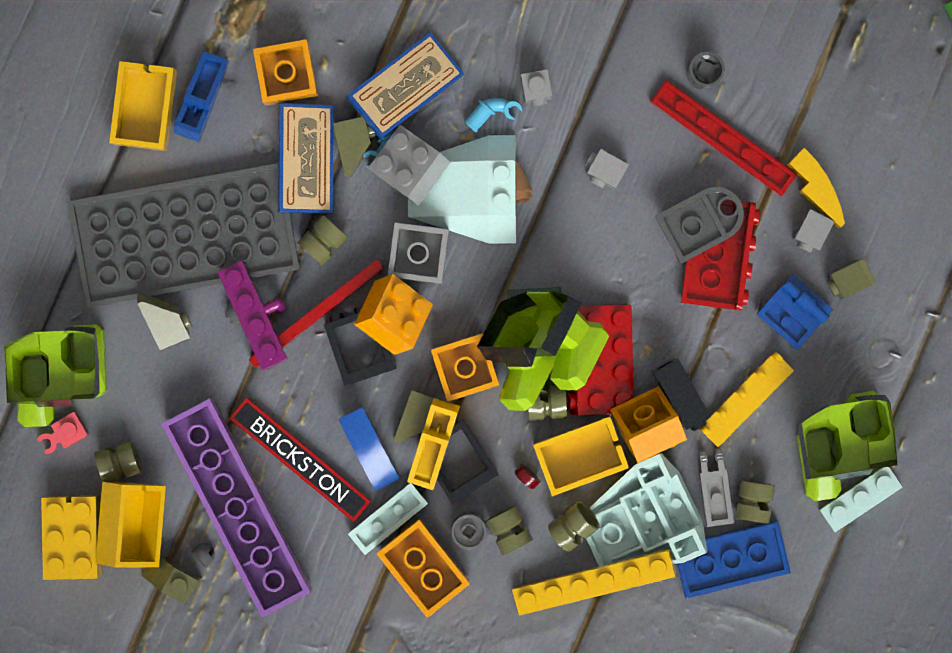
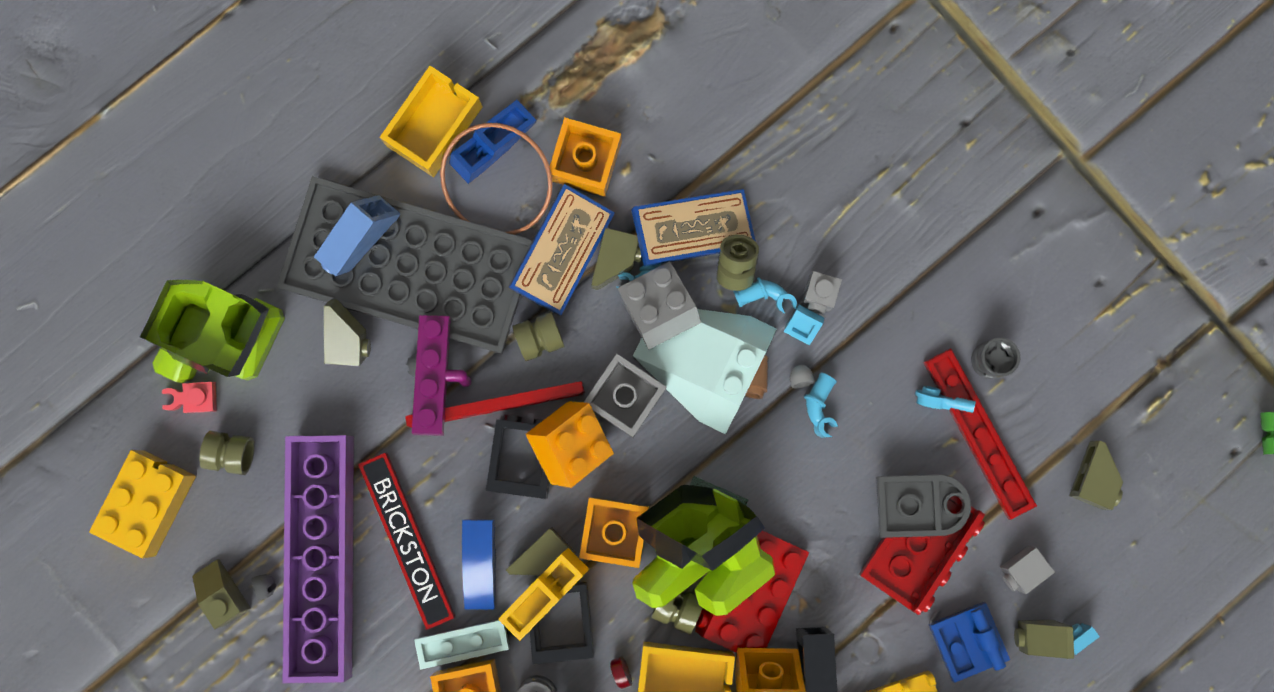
camera: 30 degrees right, 5 degrees down
(130, 524) = (203, 521): yellow piece -> none
(131, 232) = (355, 234): none -> medium blue slope
(220, 82) = (527, 138): none -> nougat piece
(455, 97) = (737, 262): none -> olive wheel
(536, 120) = (804, 324): none -> medium azure plate
(555, 165) = (801, 377): none -> light grey hinge
(576, 179) = (815, 404): none -> medium azure piece
(605, 169) = (849, 406): light grey brick -> none
(669, 129) = (932, 398): none -> medium azure plate
(818, 187) = (1052, 528): yellow slope -> none
(836, 127) = (1098, 478): none -> olive slope
(880, 263) = (1083, 636): none -> medium azure plate

